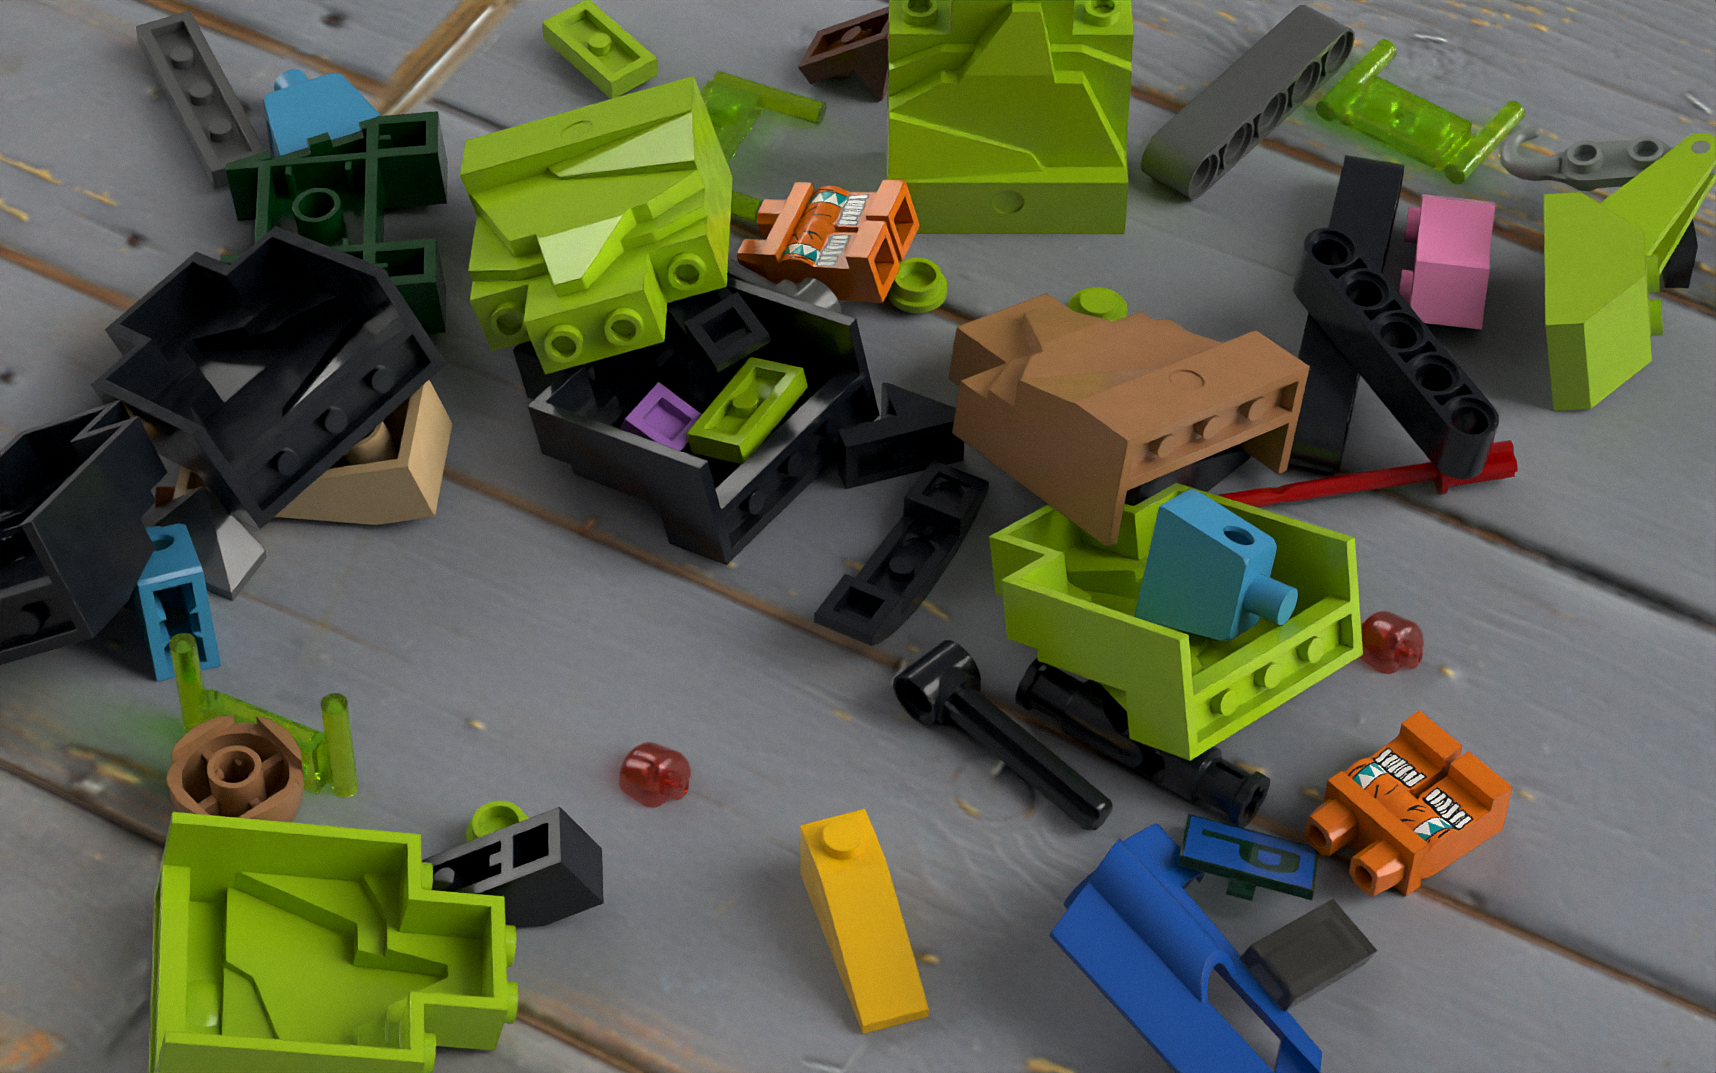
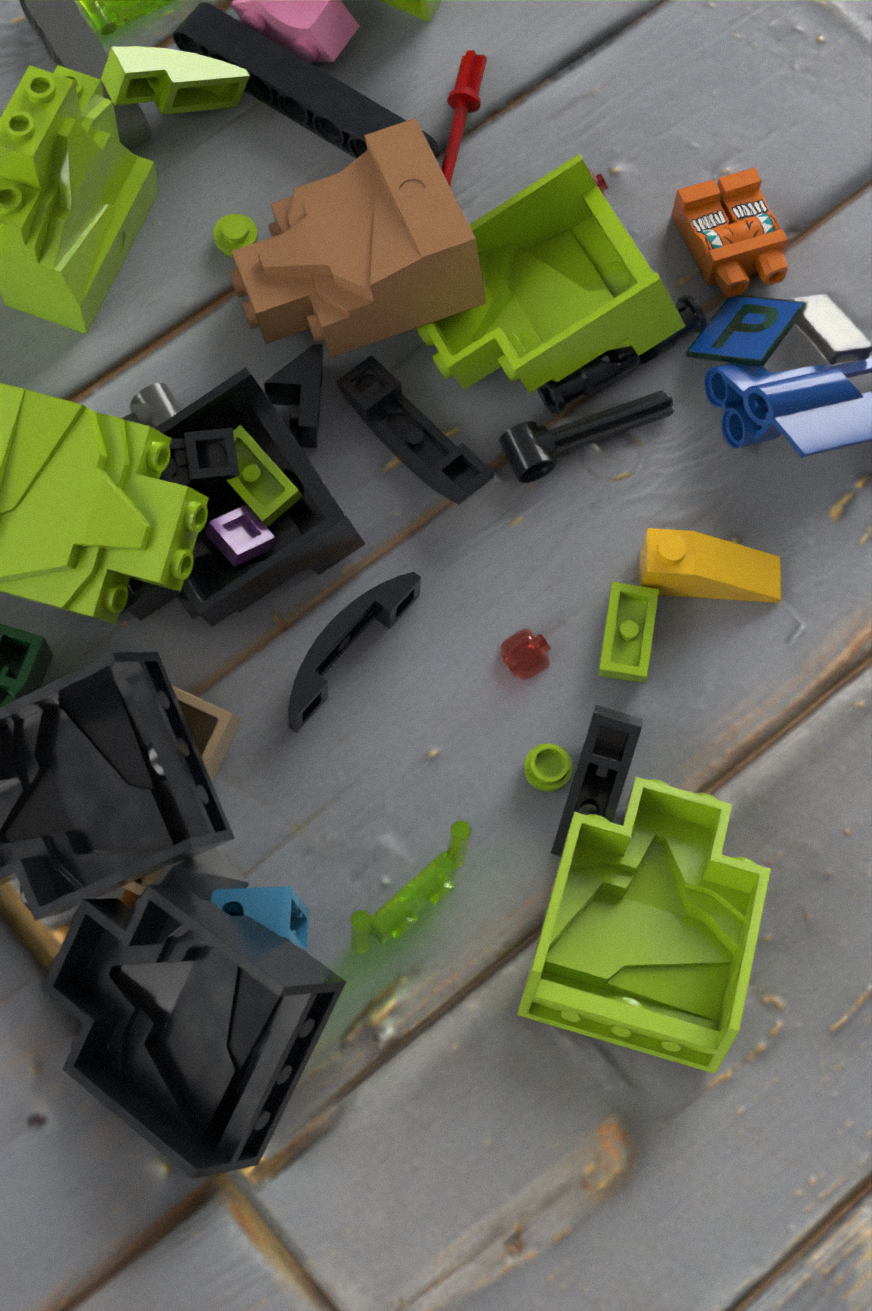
camera: 75 degrees left, 20 degrees up
(237, 771) = (466, 923): medium nougat cylinder -> none
(572, 566) = (383, 602): none -> black slope
(726, 862) = (628, 632): none -> lime plate
(835, 237) = (105, 360): orange hips -> none
(918, 286) = (159, 333): lime plate -> none
(1210, 571) = (552, 250): dark azure torso -> none
(1260, 165) = (172, 79): none -> lime slope
(1395, 353) = (387, 74): black beam -> none

